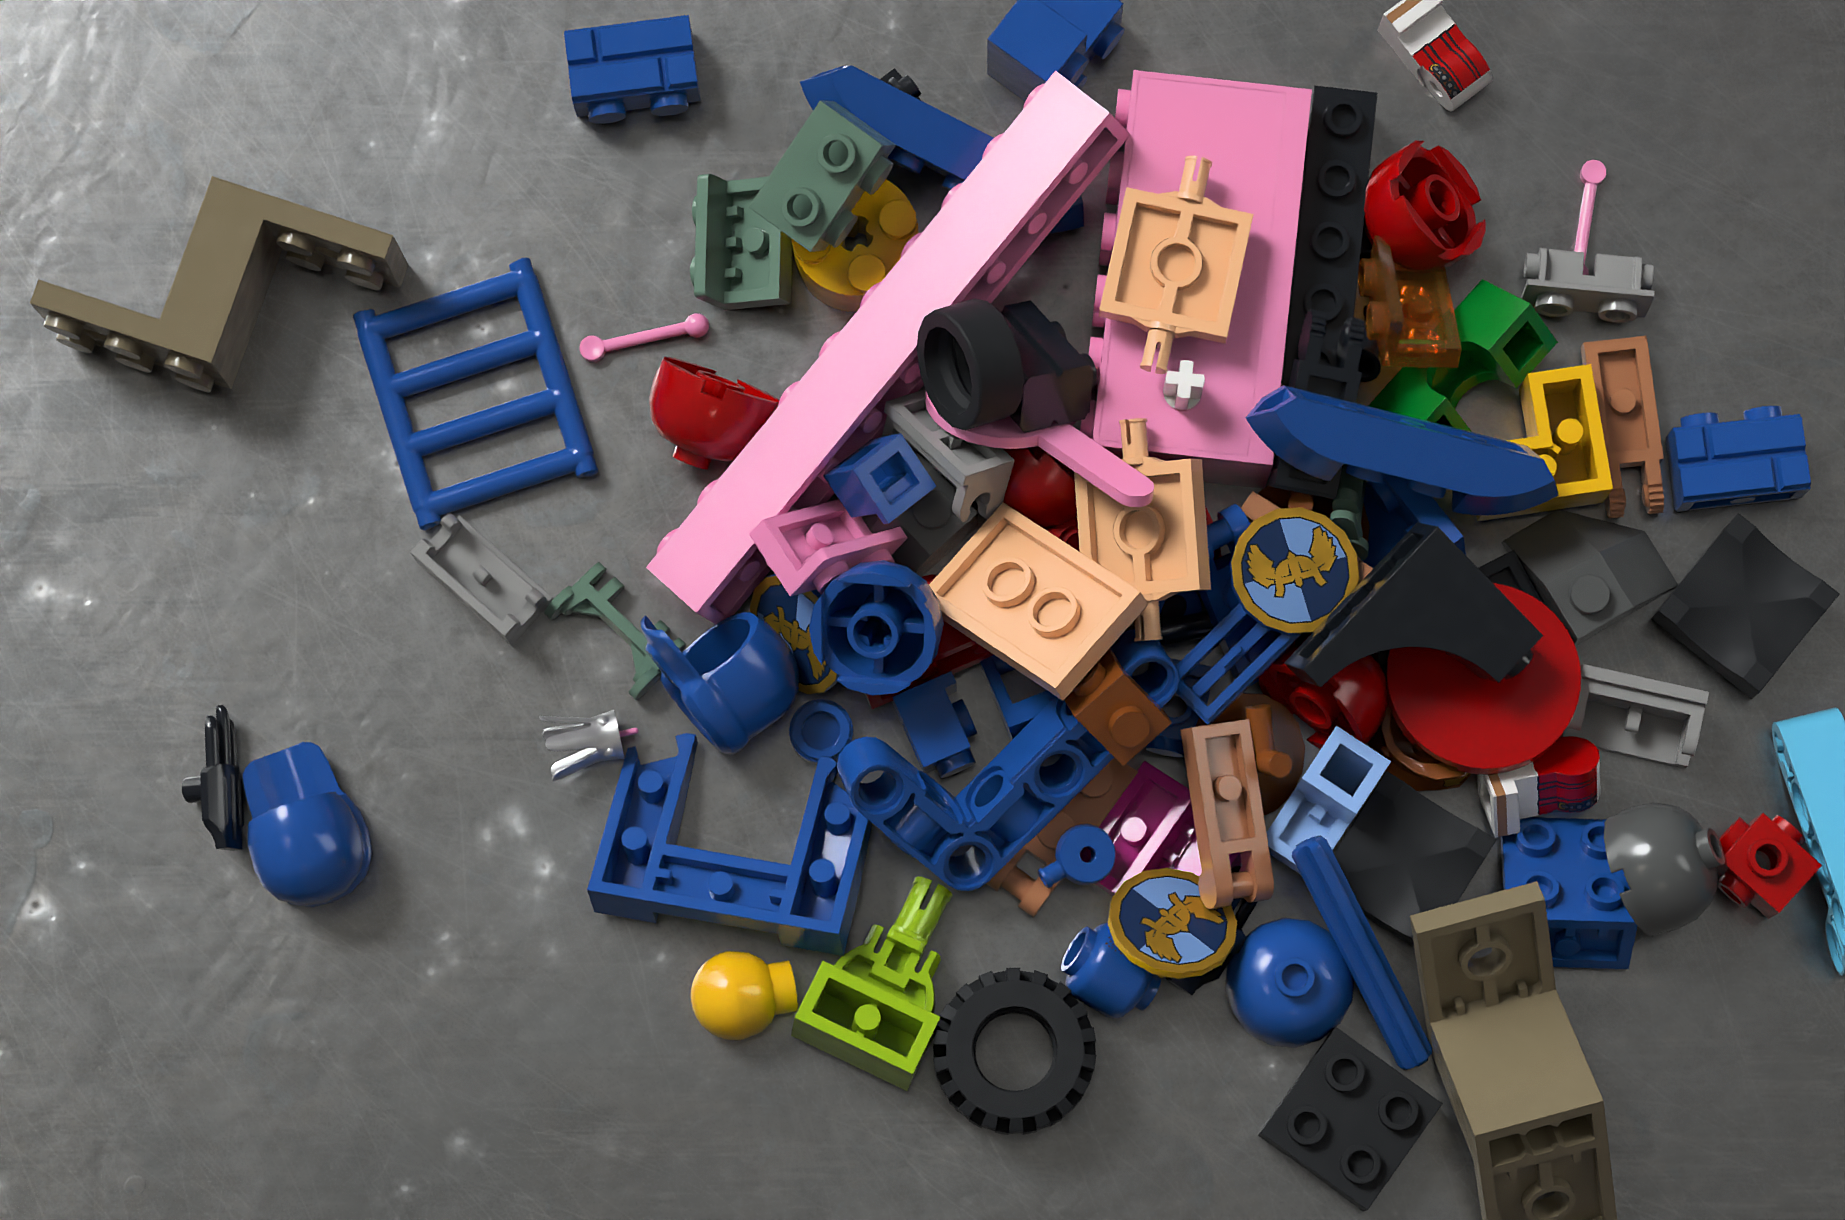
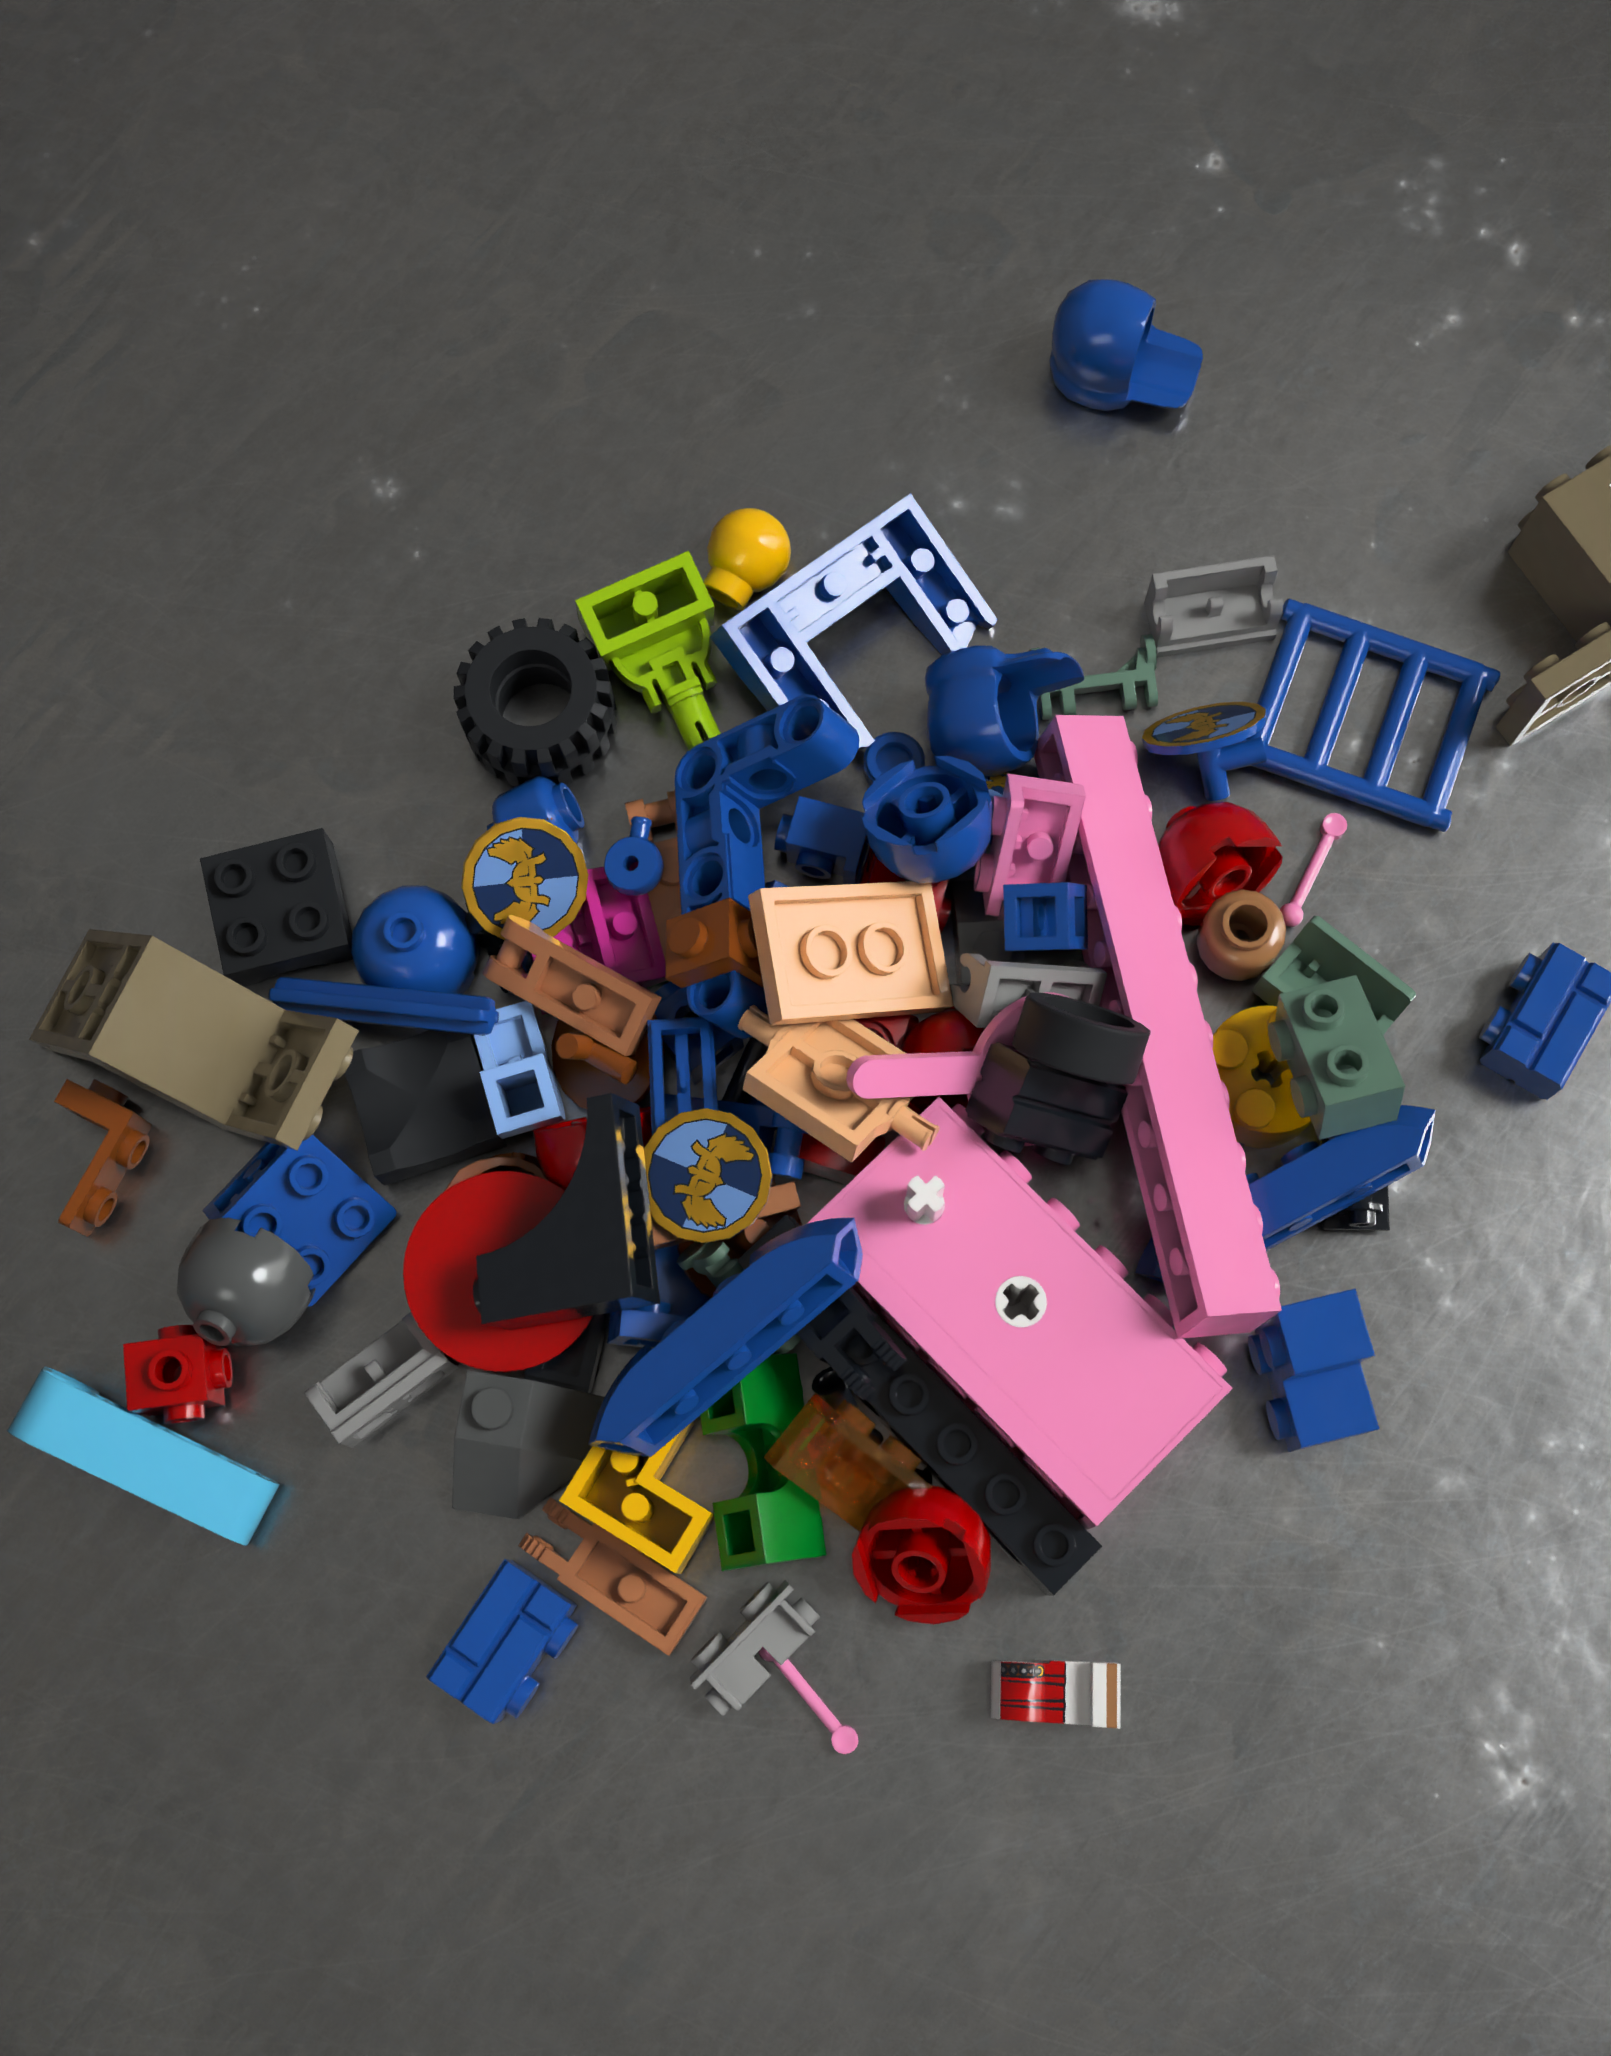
camera: 130 degrees right, 5 degrees down
(219, 783) = (1199, 319): black piece -> none
(596, 734) = (1017, 601): flat silver piece -> none
(604, 495) = (1214, 736): none -> shield
(745, 323) = (1241, 935): none -> medium nougat head
(1176, 265) = (1031, 1274): light nougat plate -> none
(1559, 780) = (376, 1278): leg -> none
(1620, 1092) = (120, 1150): none -> dark orange bracket
(1745, 606) = (384, 1541): black brick -> none

